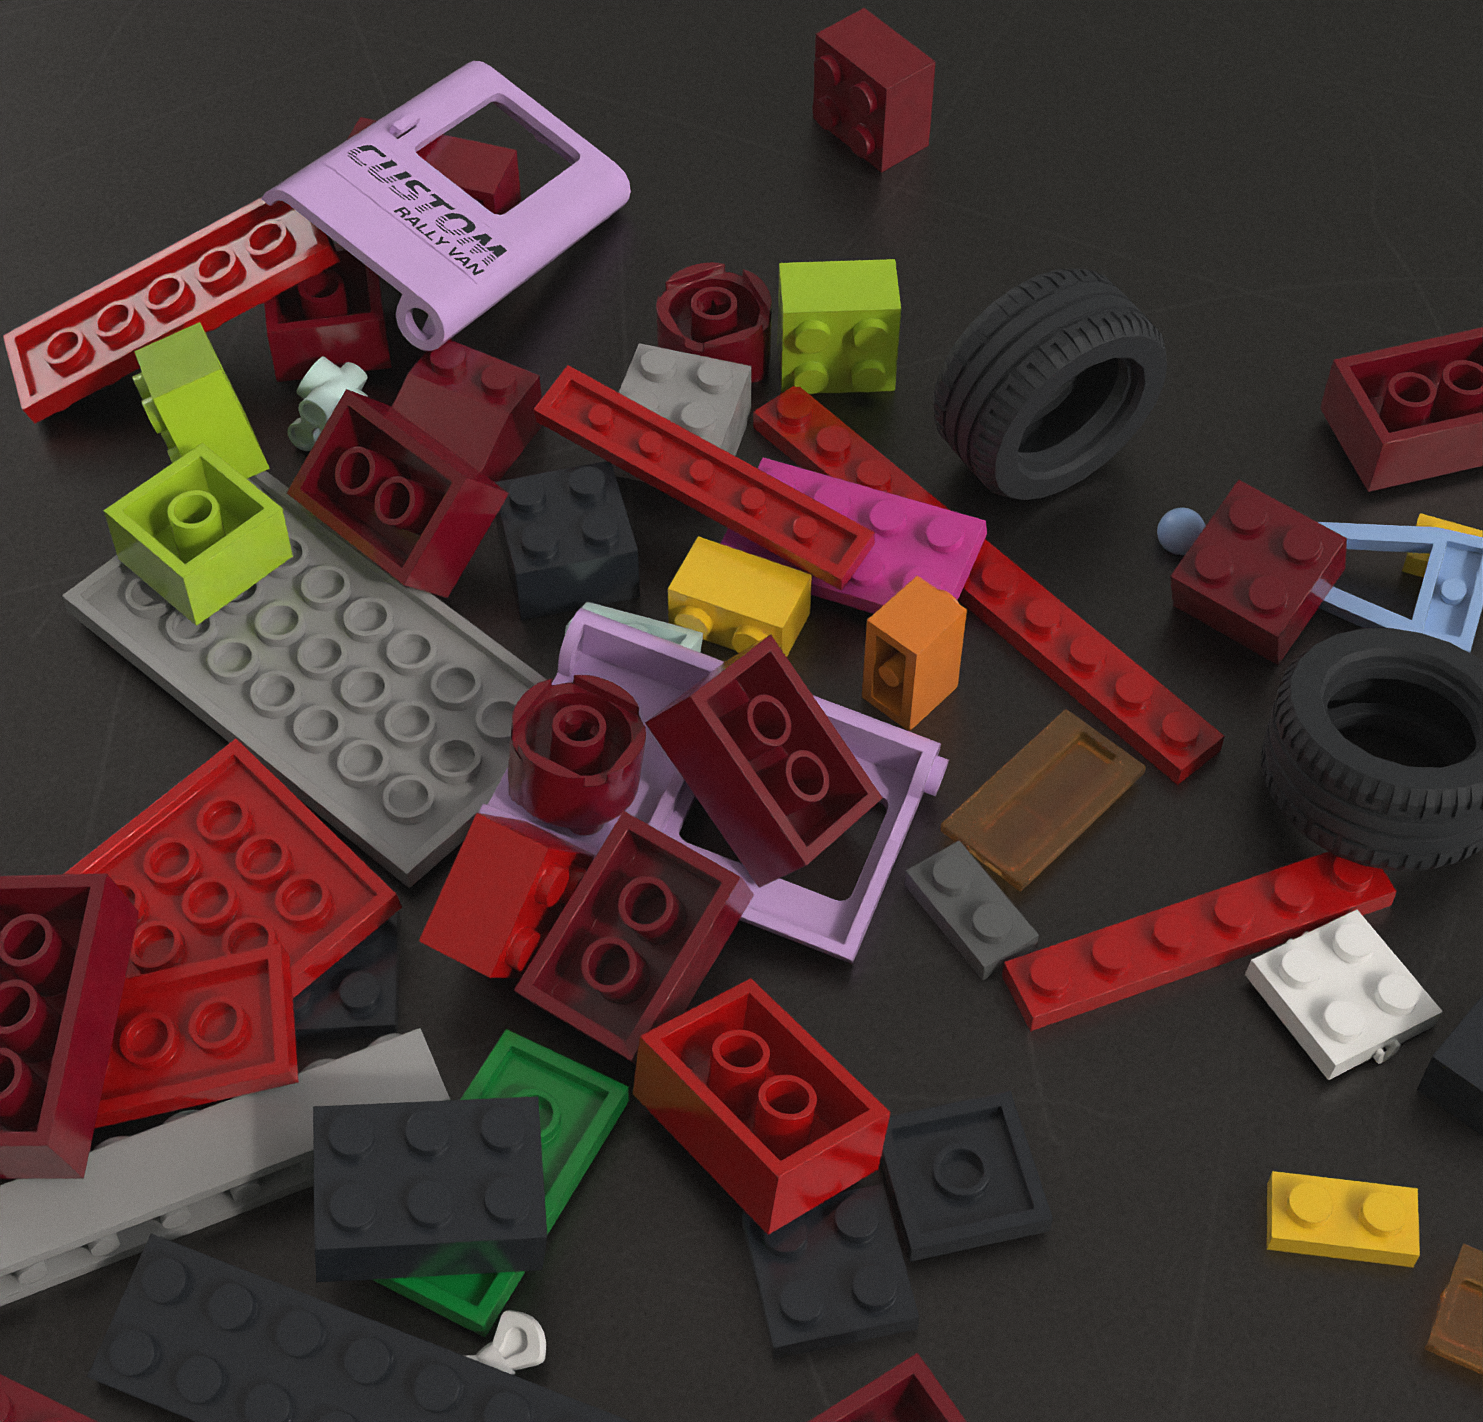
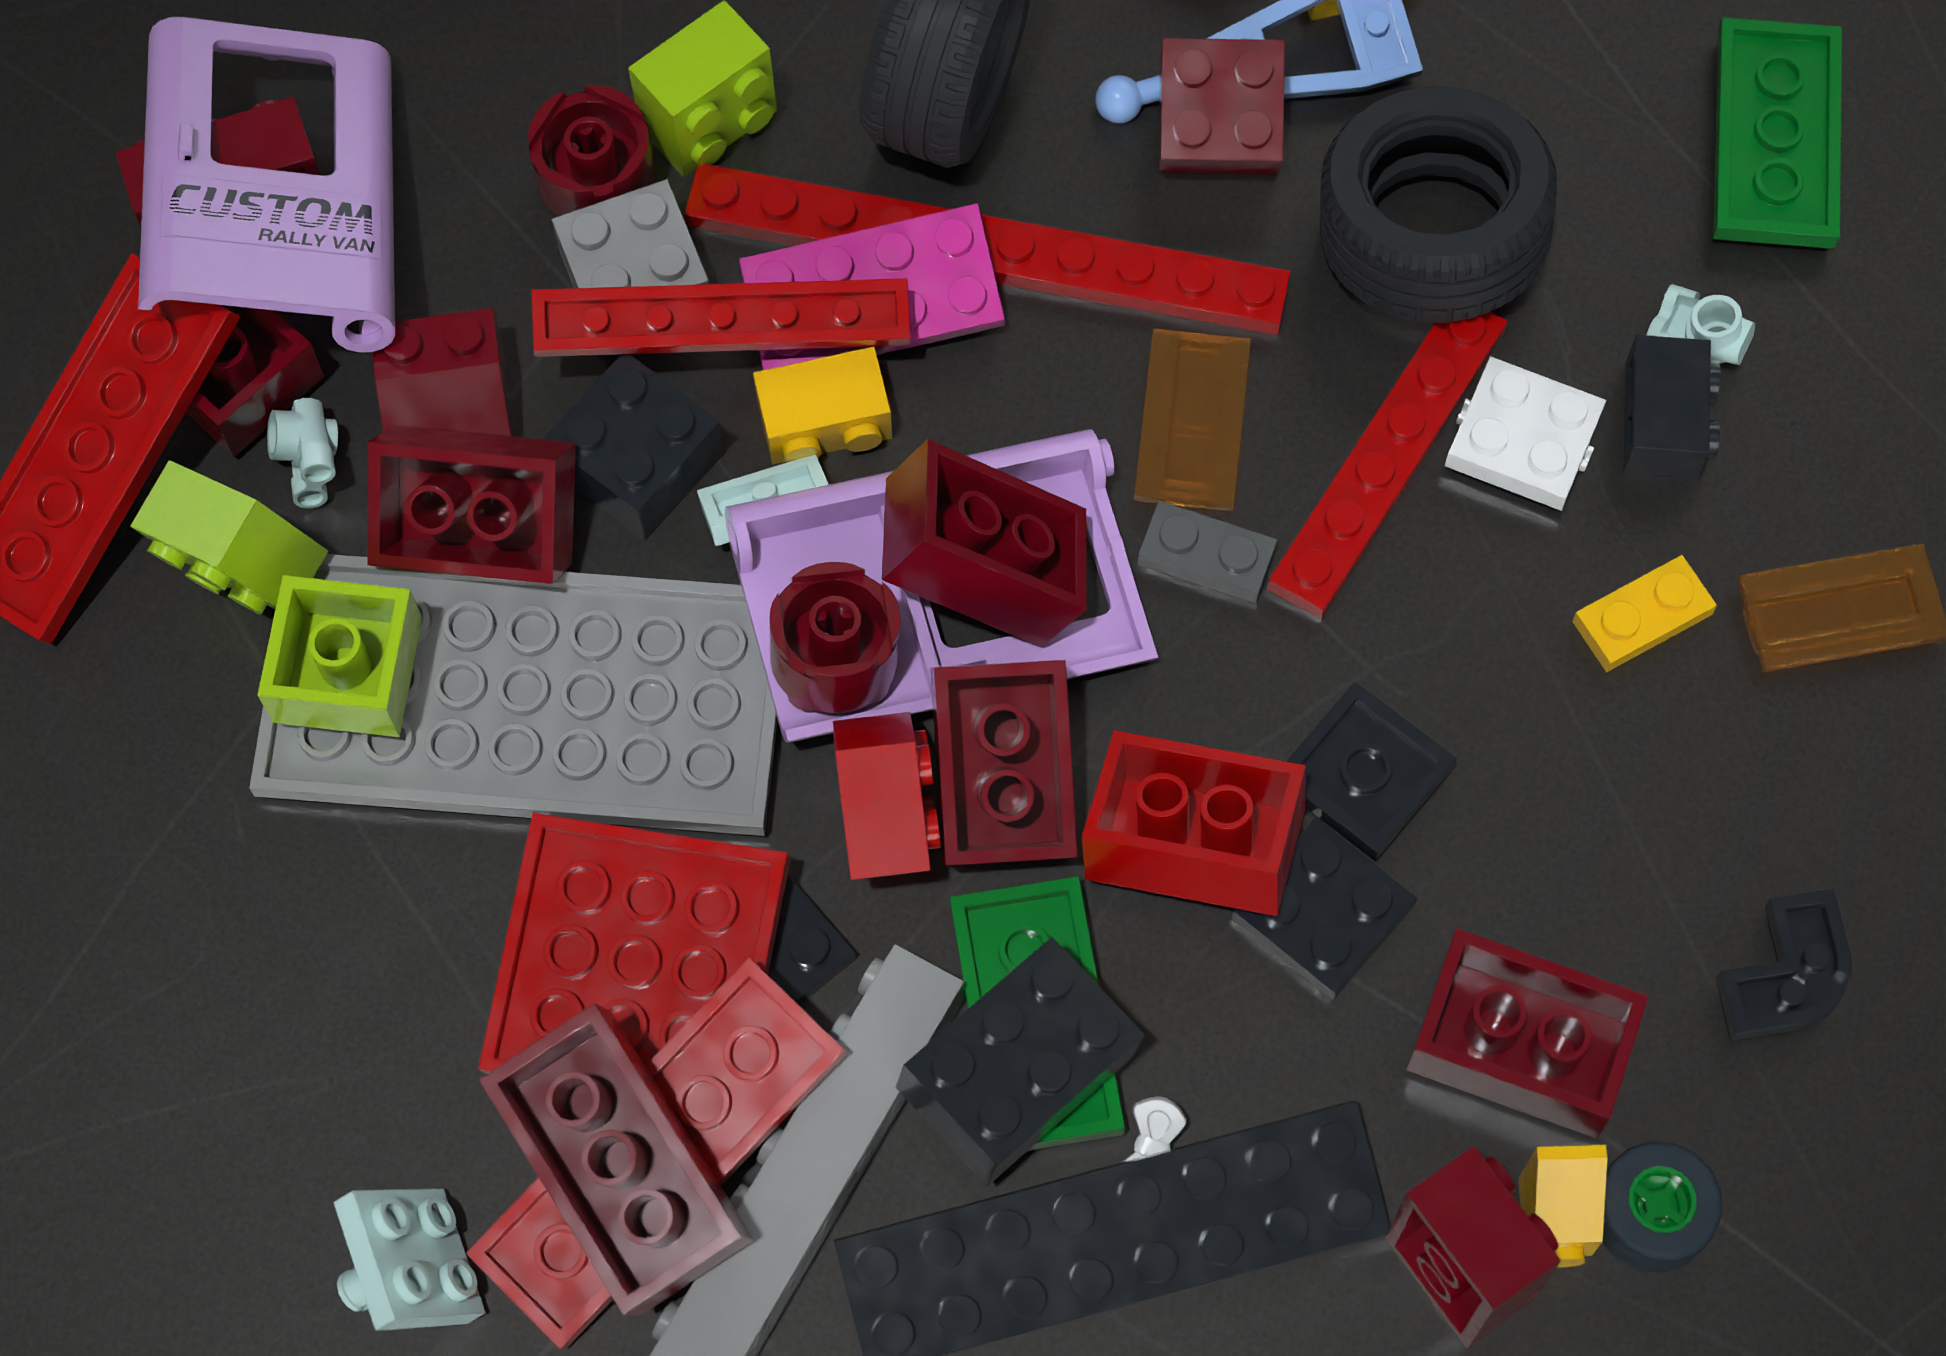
camera: 35 degrees left, 15 degrees up
(913, 652) = (1011, 363): orange brick -> none

